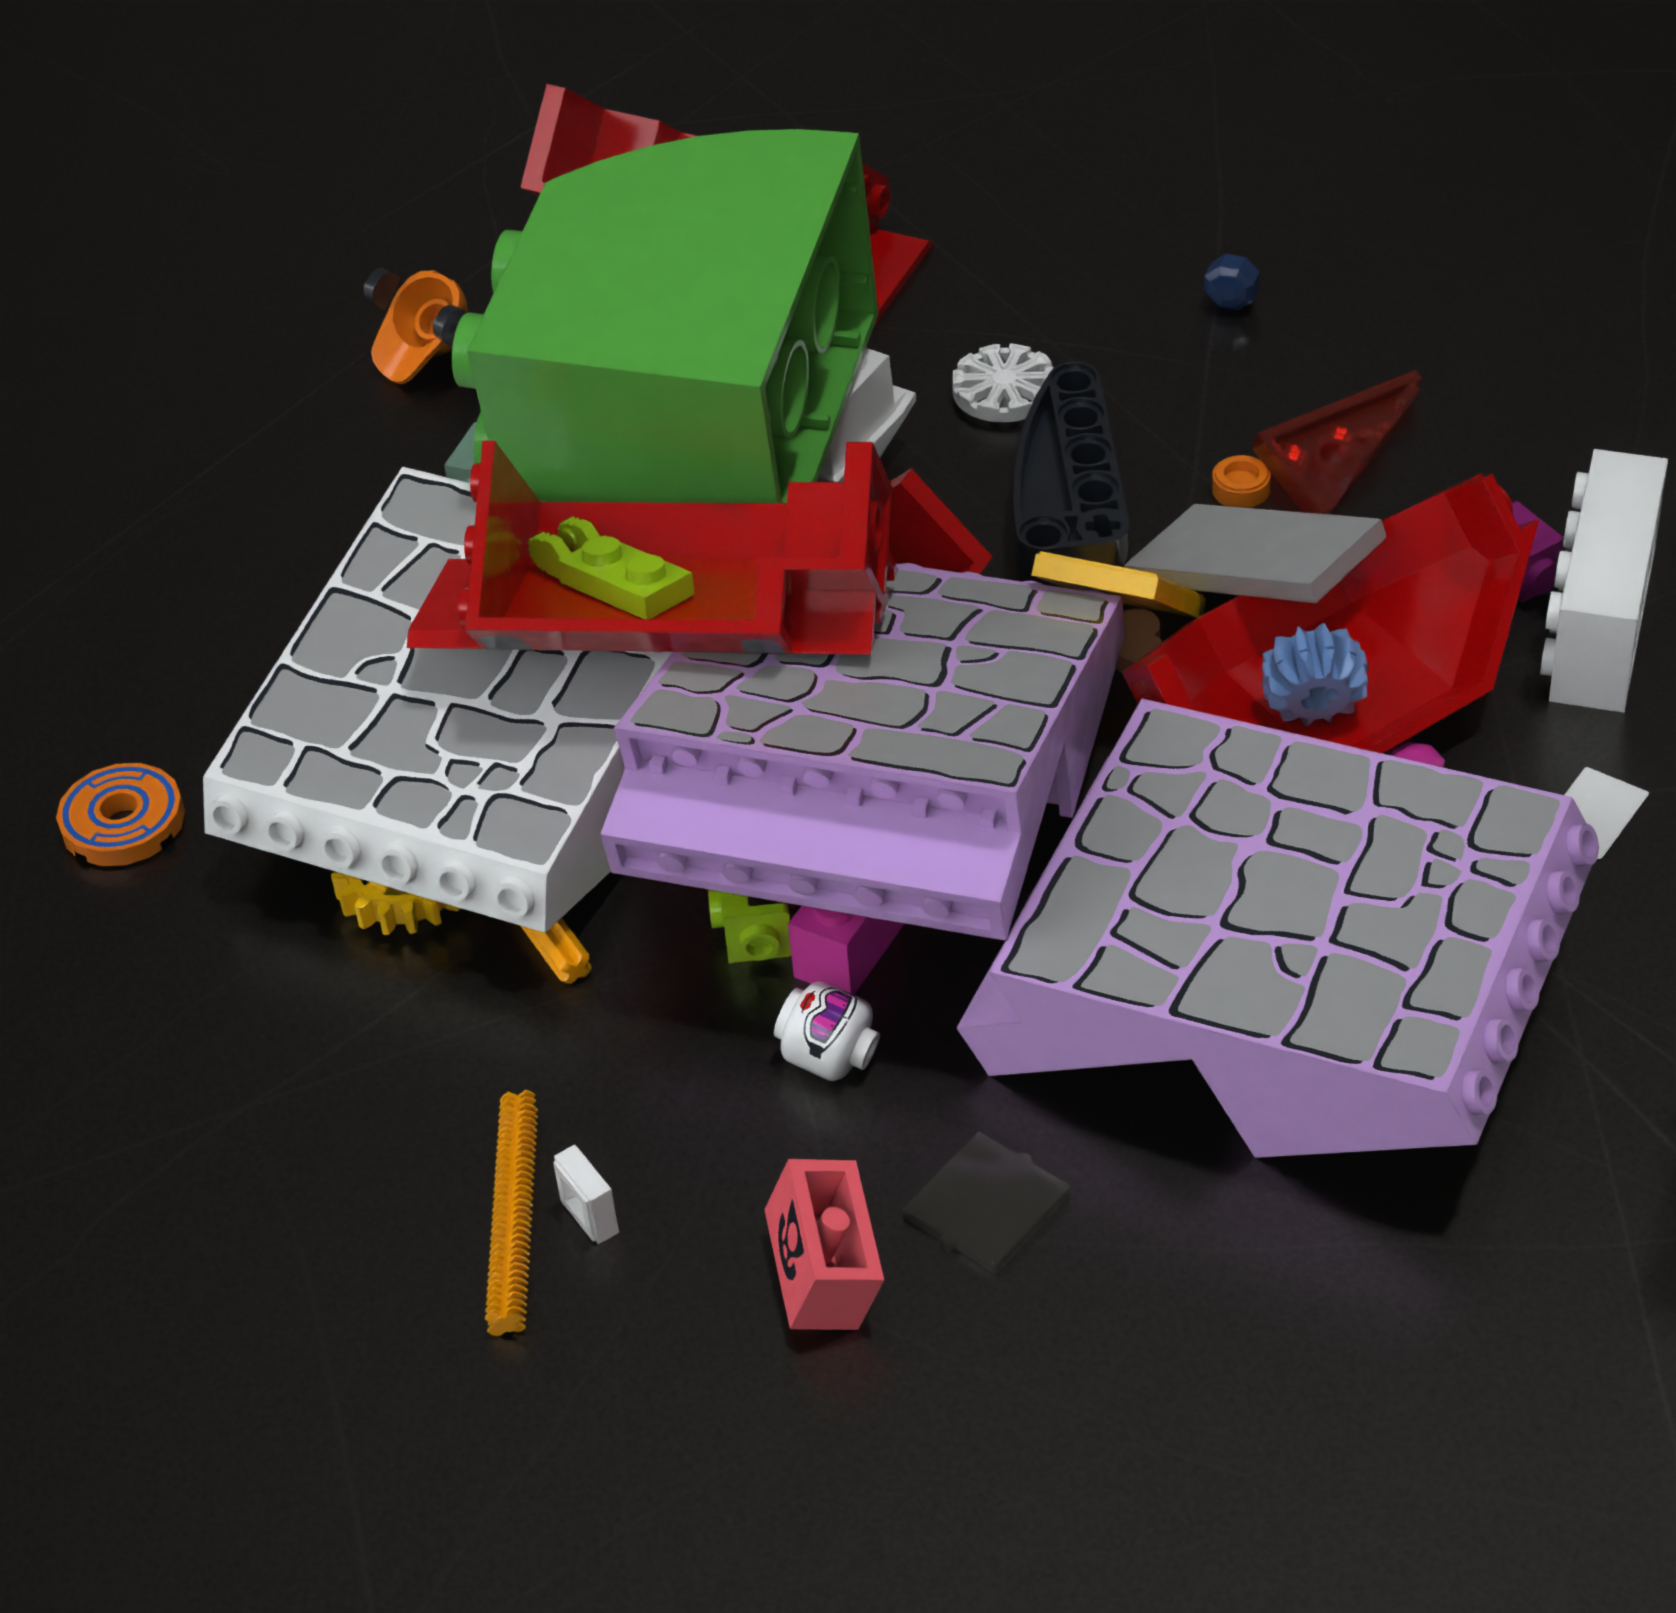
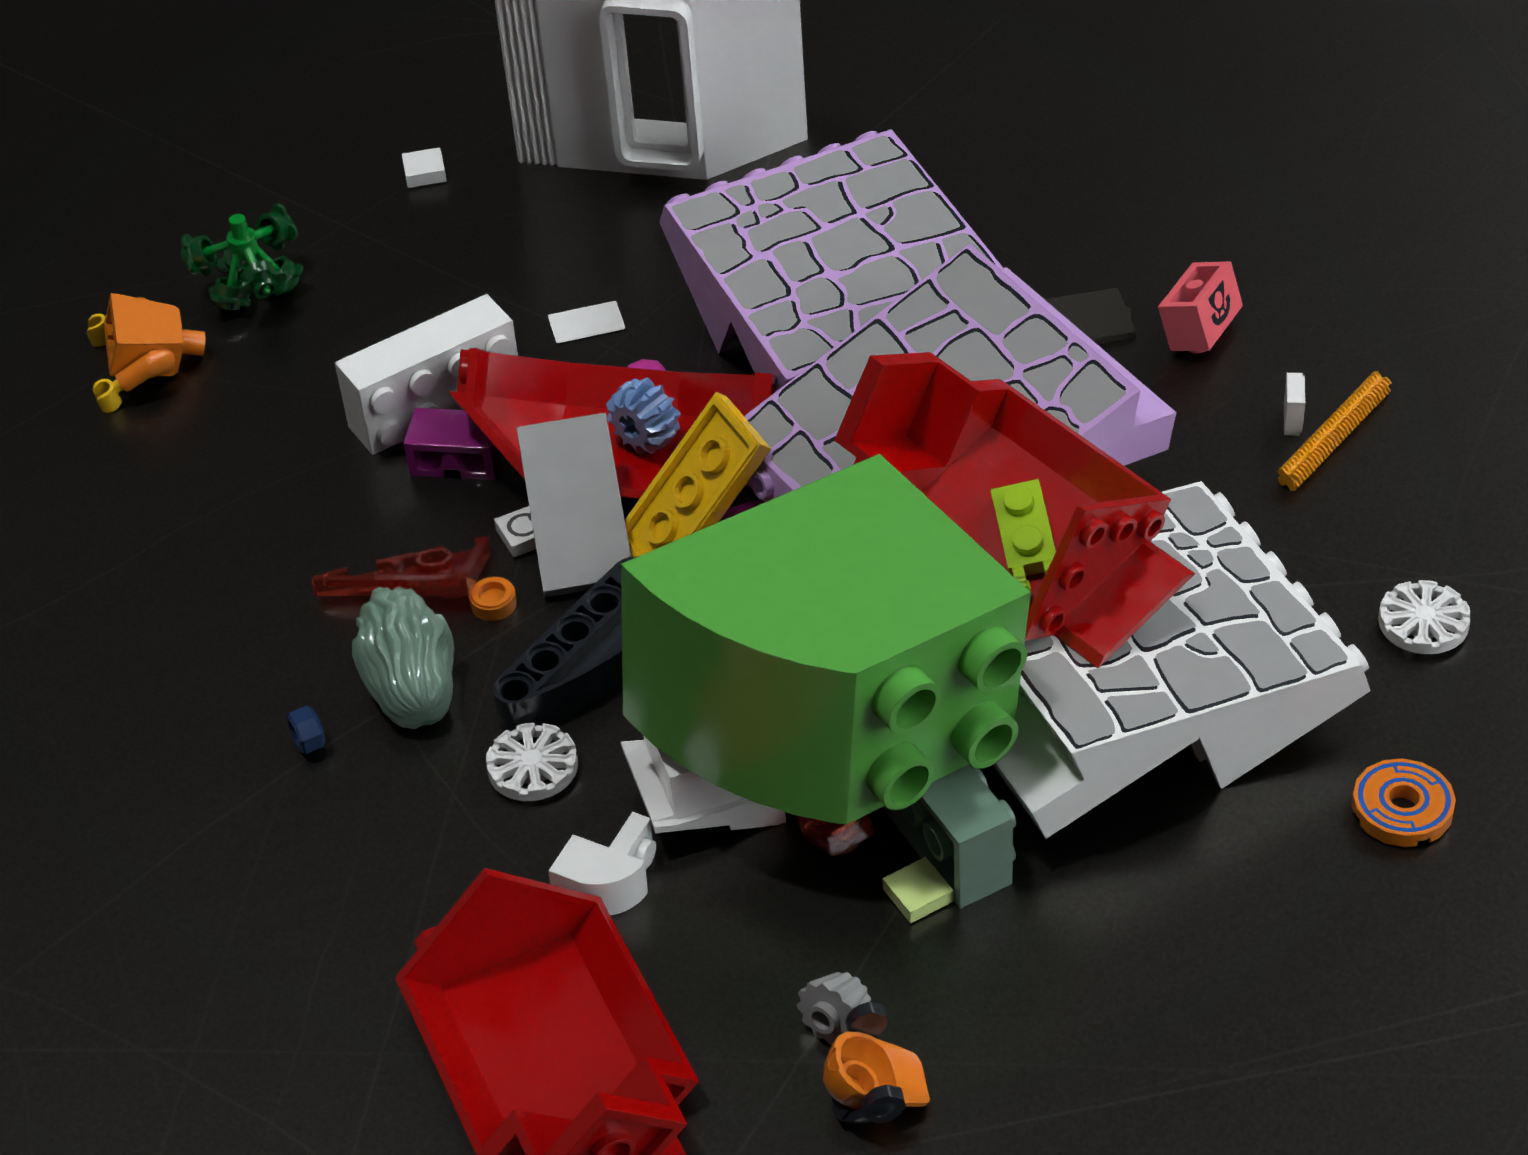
camera: 140 degrees left, 0 degrees up
(226, 1022) = (1424, 617): none -> white wheel
(1184, 338) = (405, 657): none -> sand green hair

